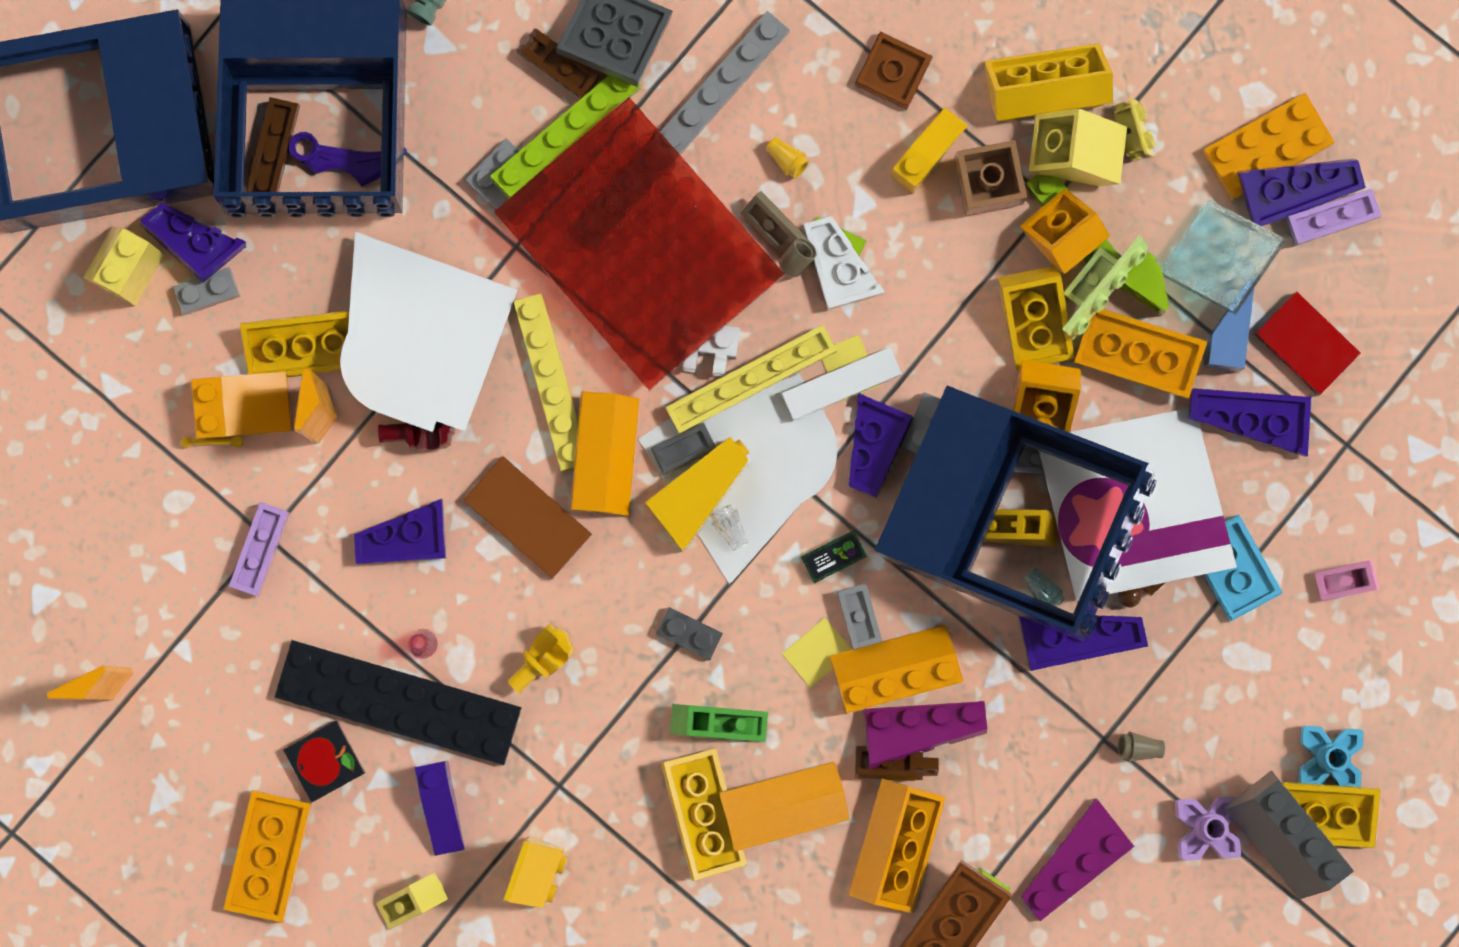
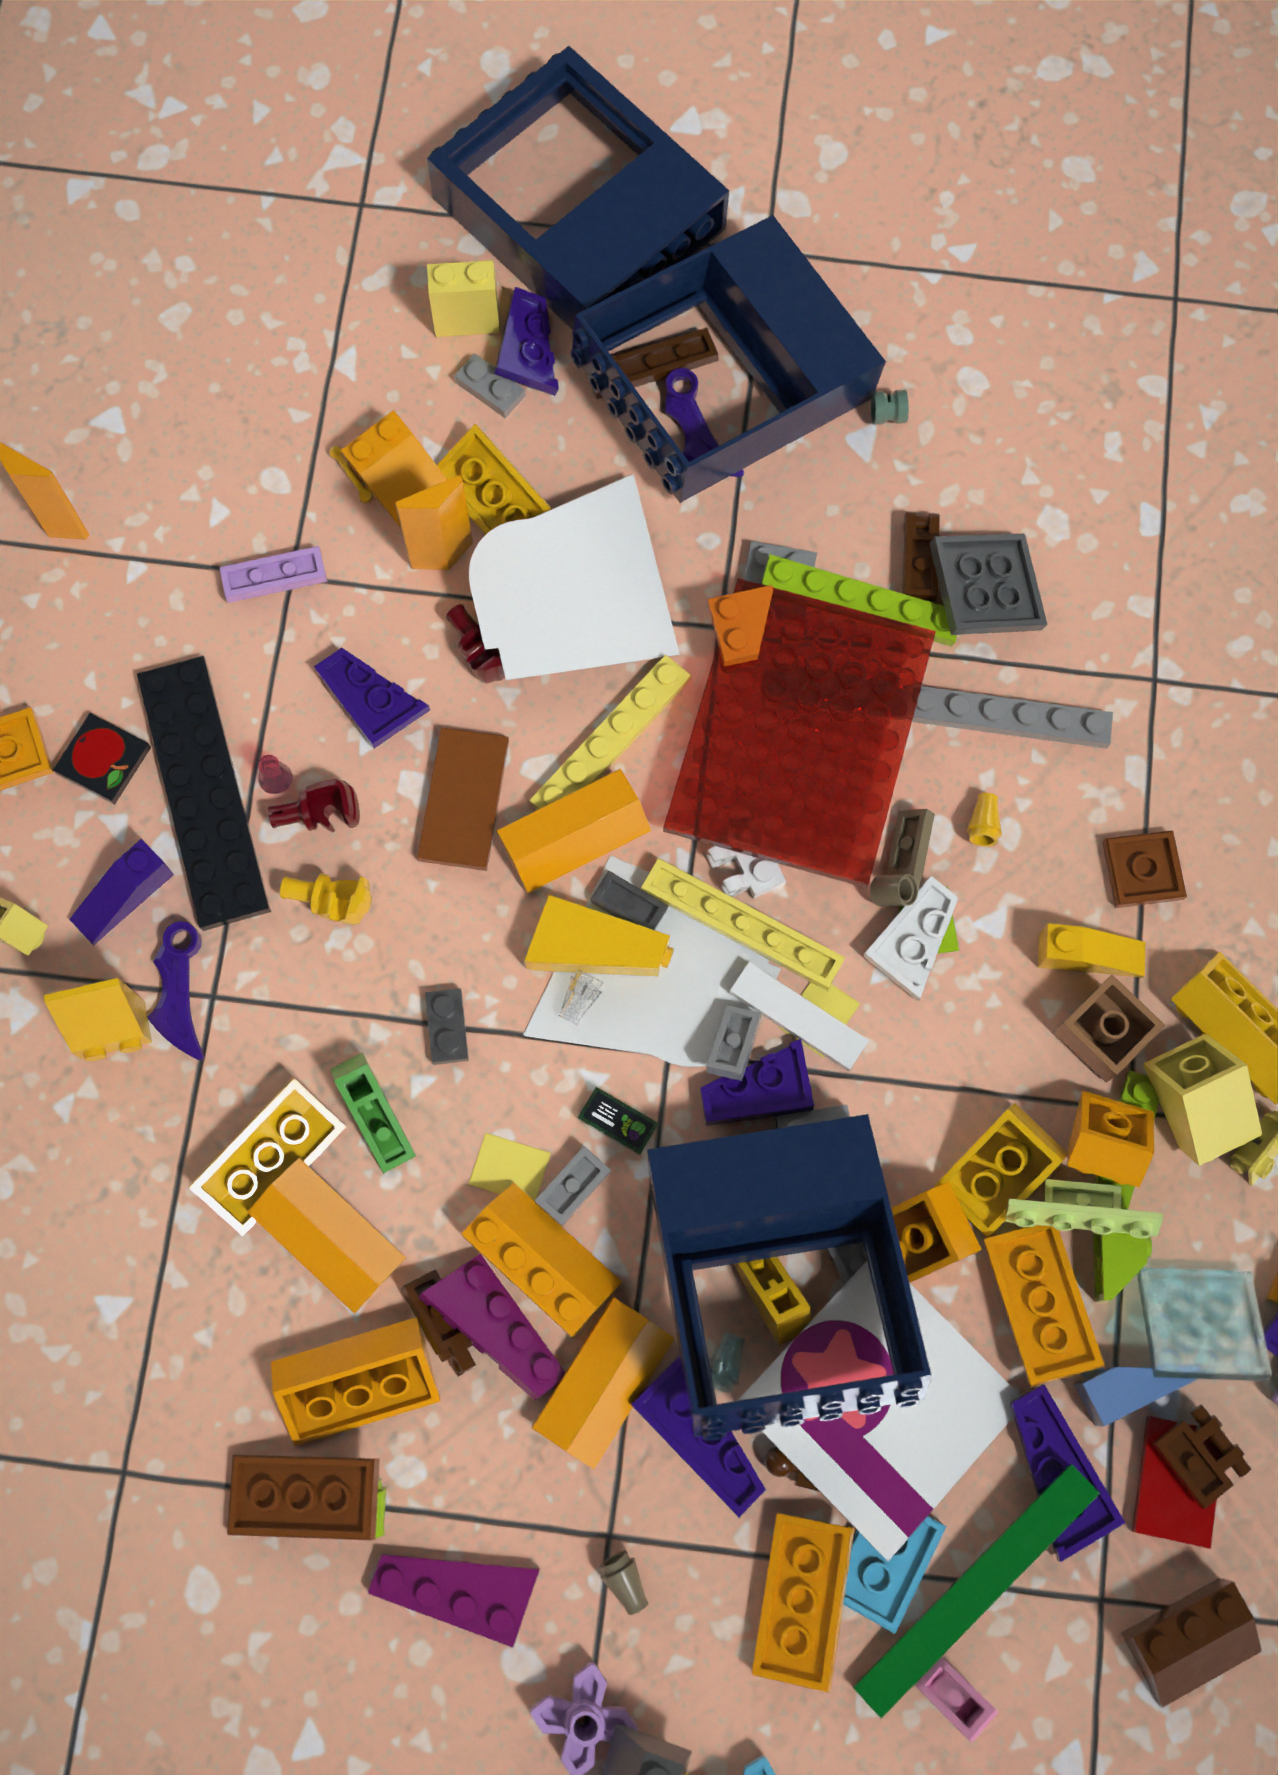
camera: 55 degrees right, 10 degrees down
(465, 627) = (316, 806): none -> dark red piece
(532, 234) = (740, 623): none -> orange wing
(553, 820) = (173, 1013): none -> dark purple piece
(833, 441) = (733, 1042): none -> light grey plate
(1004, 680) = (603, 1383): none -> light orange slope
(1226, 638) = (803, 1602): none -> light orange plate
(1290, 521) = (975, 1590): none -> green tile
(1302, 327) = (1193, 1463): none -> reddish brown plate
(1407, 404) = (1193, 1640): none -> reddish brown slope

